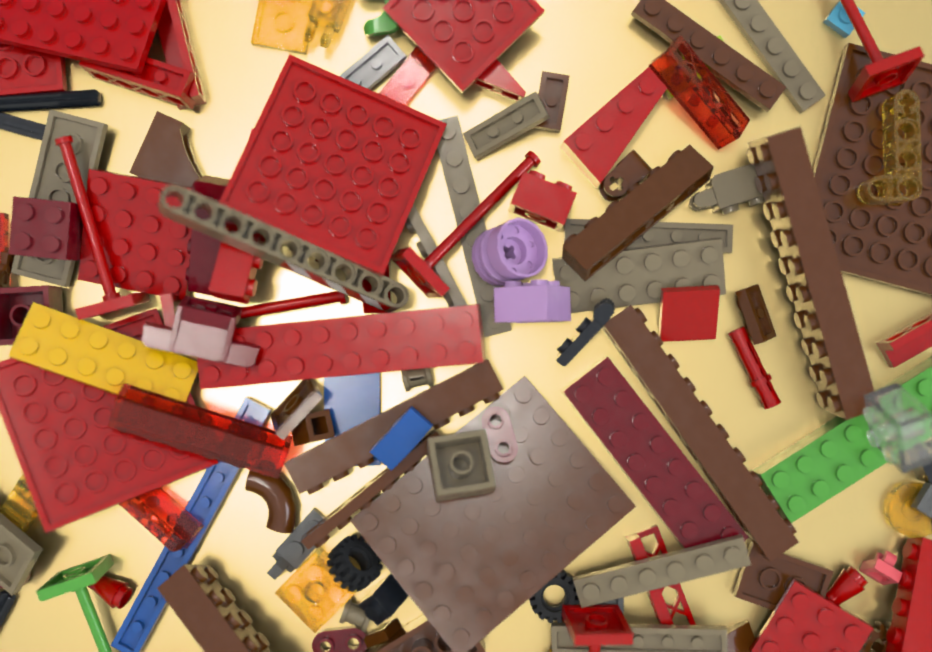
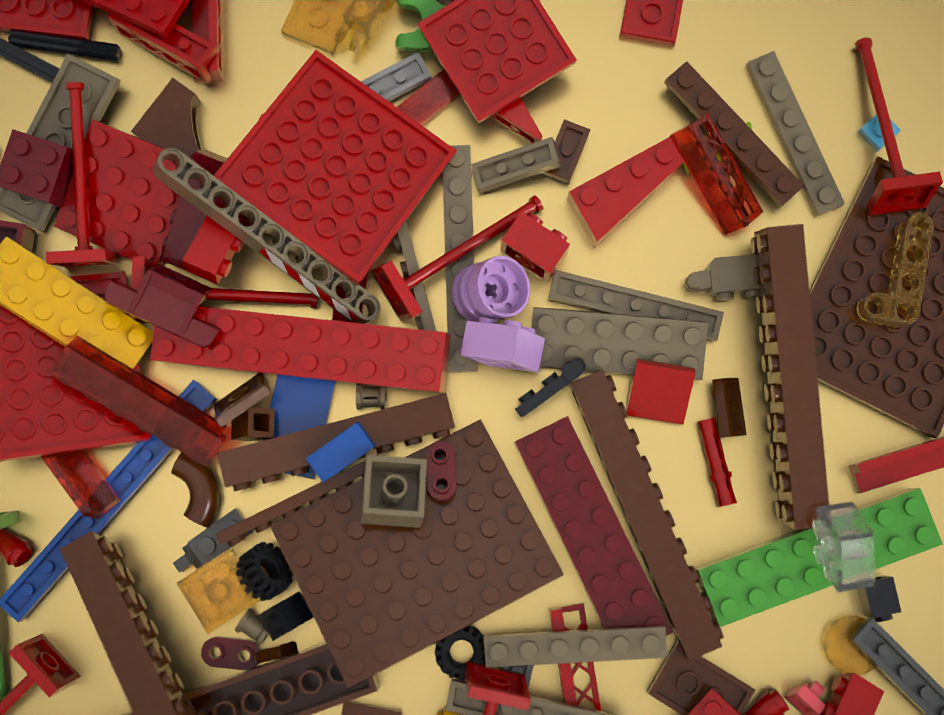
camera: 10 degrees right, 5 degrees down
(625, 174) = (627, 238): reddish brown piece -> none
(636, 212) = (627, 277): reddish brown brick -> none

